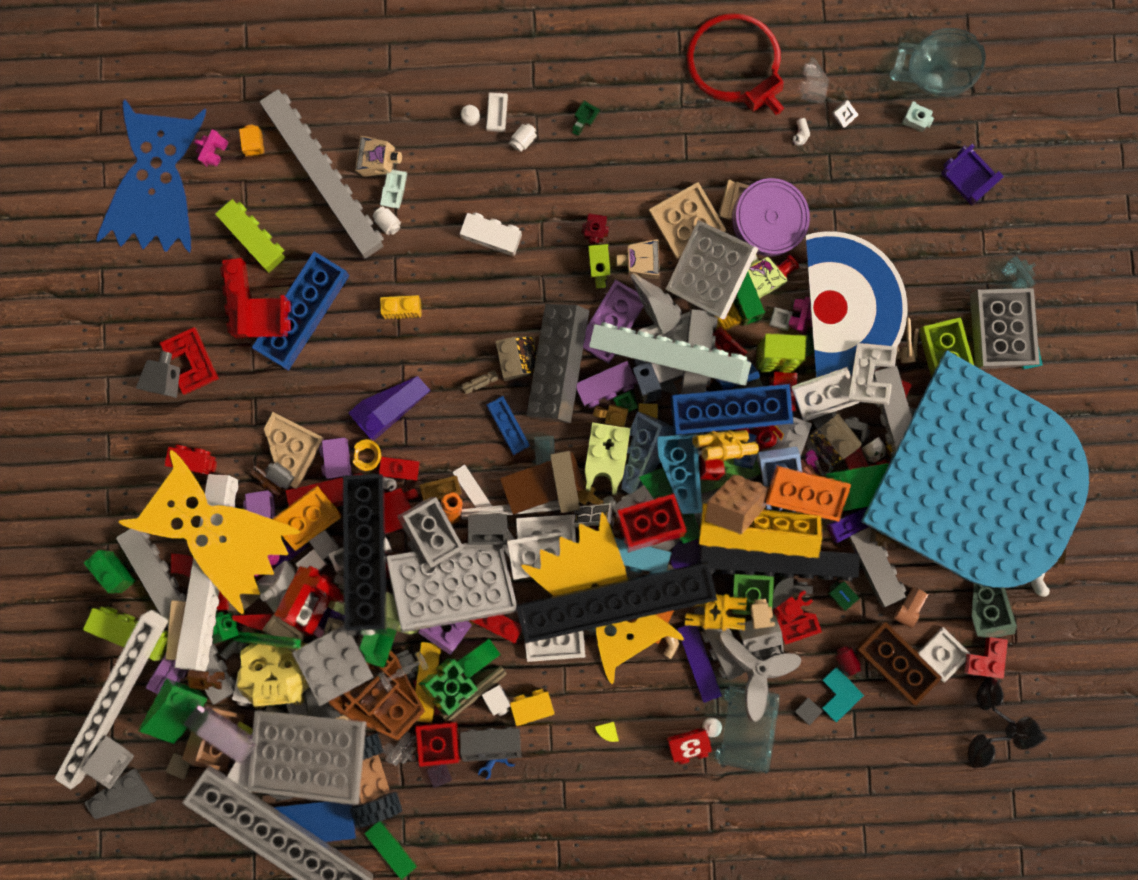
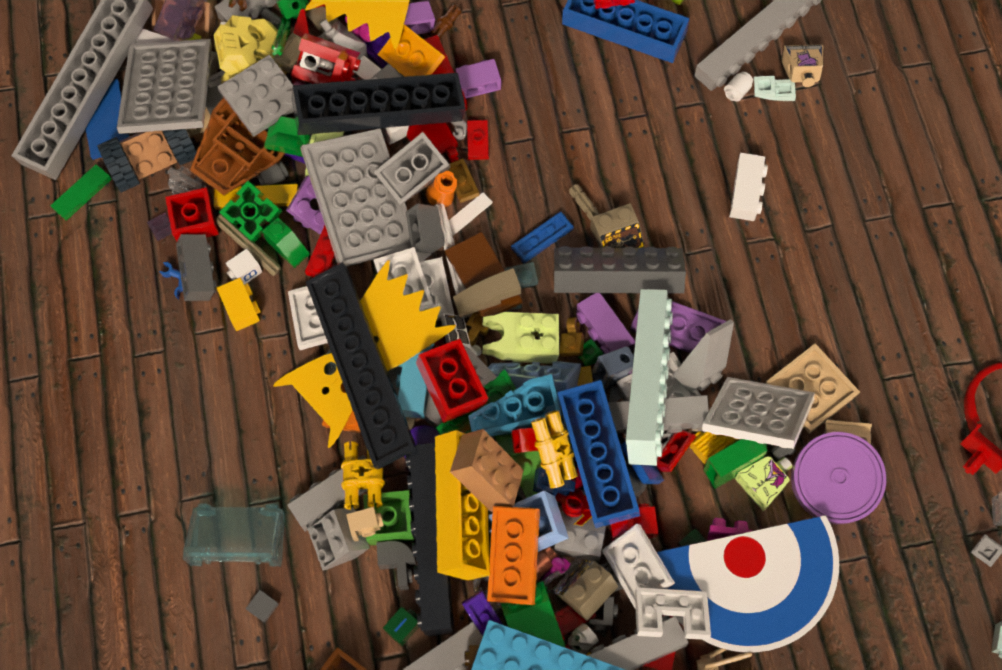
camera: 80 degrees right, 15 degrees down
(279, 475) = (451, 26): dark grey brick -> none
(292, 446) = (482, 37): tan plate -> none
(364, 444) = (495, 100): yellow piece -> none
(385, 408) = (537, 115): dark purple wedge -> none
(401, 307) = (649, 112): yellow brick -> none
(403, 671) = (275, 182): clear wheel -> none
(470, 115) = (874, 149): white piece -> none
(496, 112) = (884, 175): white tile -> none
(523, 137) = (863, 202): white brick -> none
(586, 116) = (905, 262): dark green plate -> none
(595, 222) = (778, 289): dark red brick -> none
(599, 255) = (740, 298): lime torso -> none
(608, 731) = (219, 387): neon yellow tile -> none
(642, 259) = (755, 345): tan torso -> none
(672, 646) = (321, 442): tan arm -> none
(689, 745) = (210, 472): red slope -> none
(699, 663) = (303, 475): dark purple tile -> none
(712, 726) = (234, 497): white piece -> none
(758, 672) = (306, 550): light grey piece -> none
(780, 319) = (720, 509): light grey tile -> none
(780, 353) = (675, 500): lime brick -> none
(788, 266) = (783, 507): red bush -> none
(791, 608) = (378, 562): red plate -> none
(800, 628) = (361, 577): red wing -> none
(803, 133) = (944, 503): white arm -> none
(845, 694) = (285, 648): teal tile -> none
(848, 661) = (325, 643): dark red brick -> none

